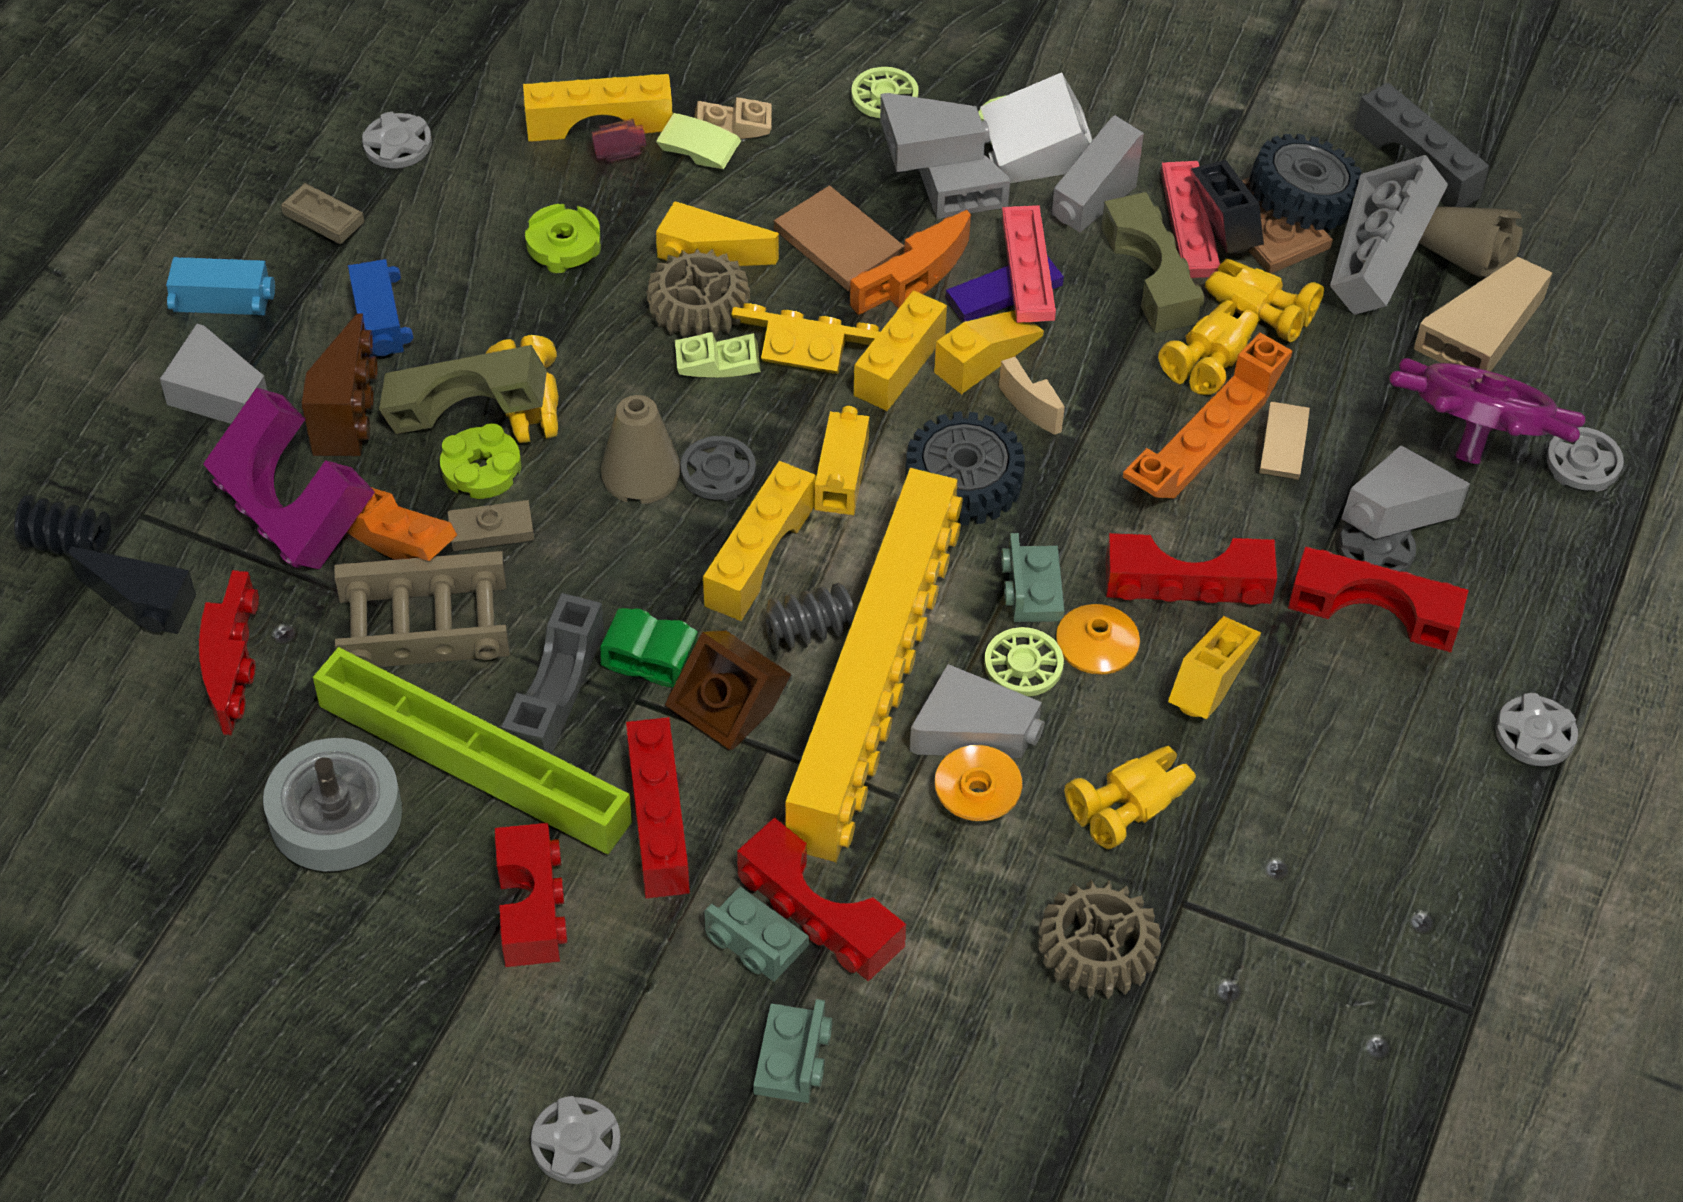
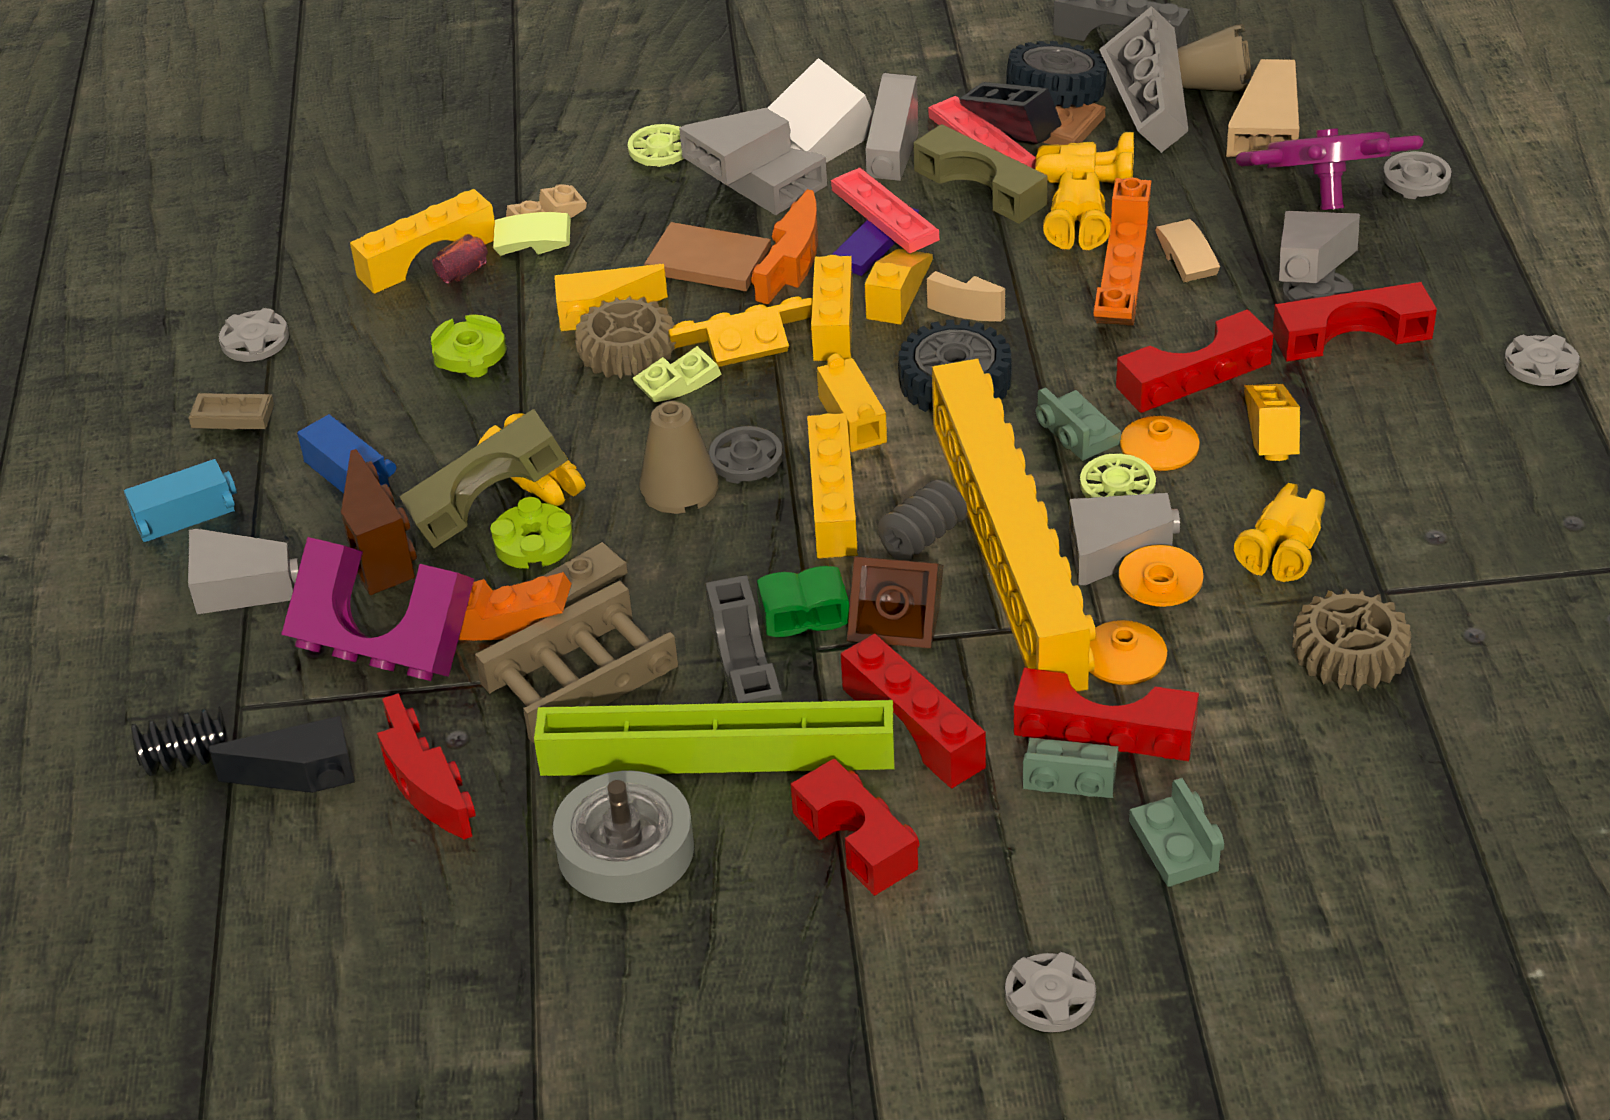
camera: 25 degrees left, 10 degrees down
(895, 856) = (1127, 652): none -> light orange dish

